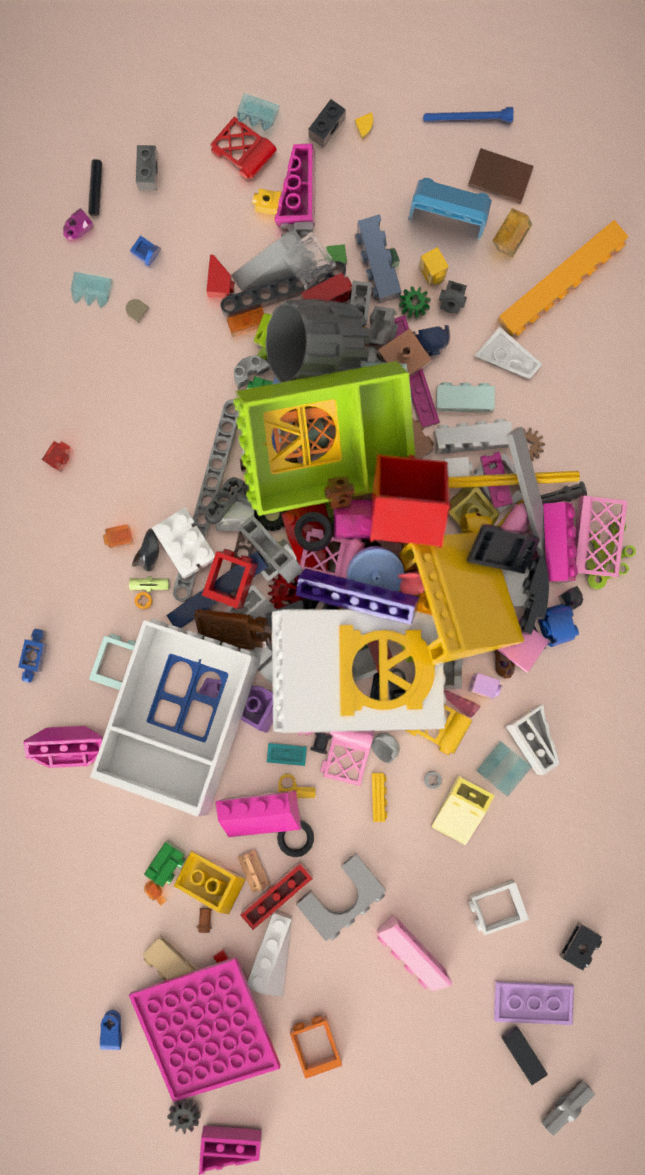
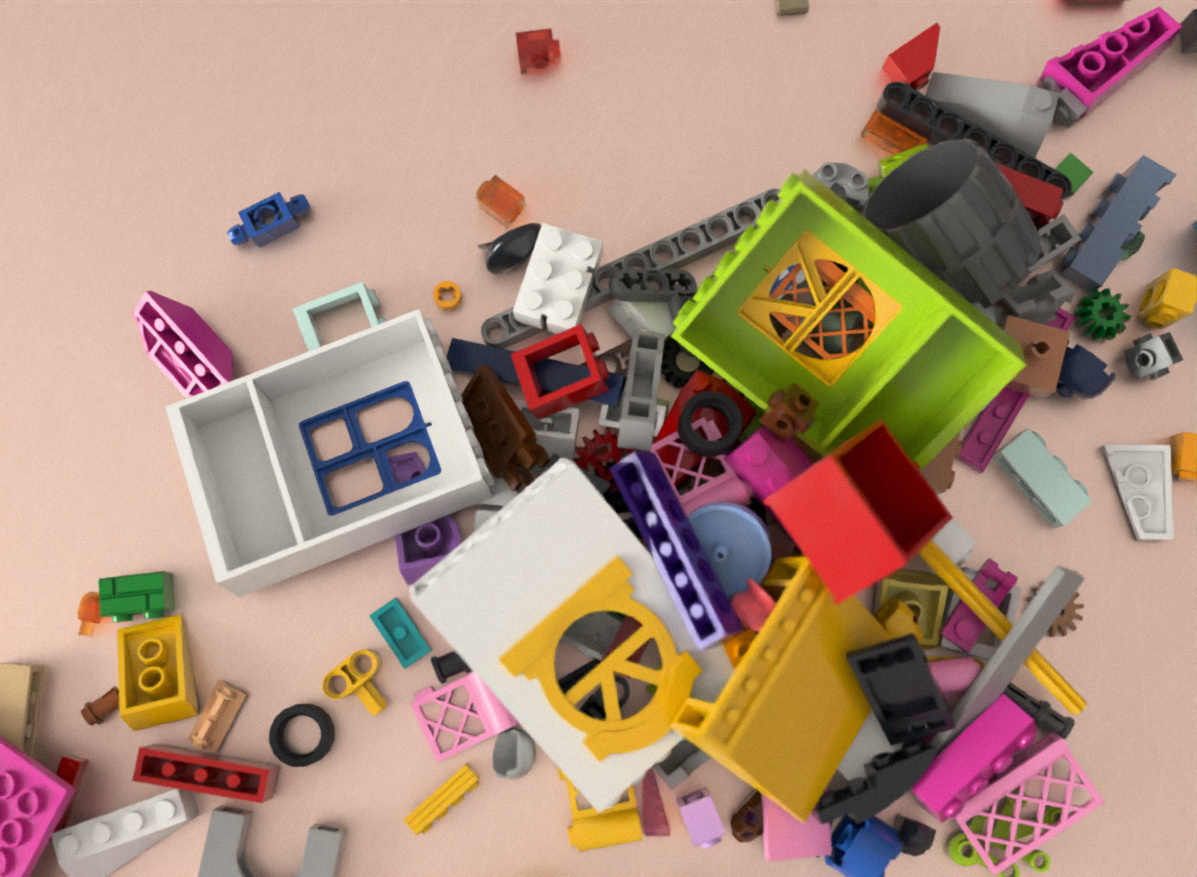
camera: 55 degrees right, 5 degrees down
(149, 584) = (486, 299): yellowish green pin -> none
(259, 813) = (294, 661): dark pink slope -> none
(270, 206) = (1058, 37): yellow brick -> none
(308, 260) = (1040, 138): clear brick -> none
(426, 780) = (530, 859): light grey bush -> none
(472, 437) = (1003, 530): white wedge -> none

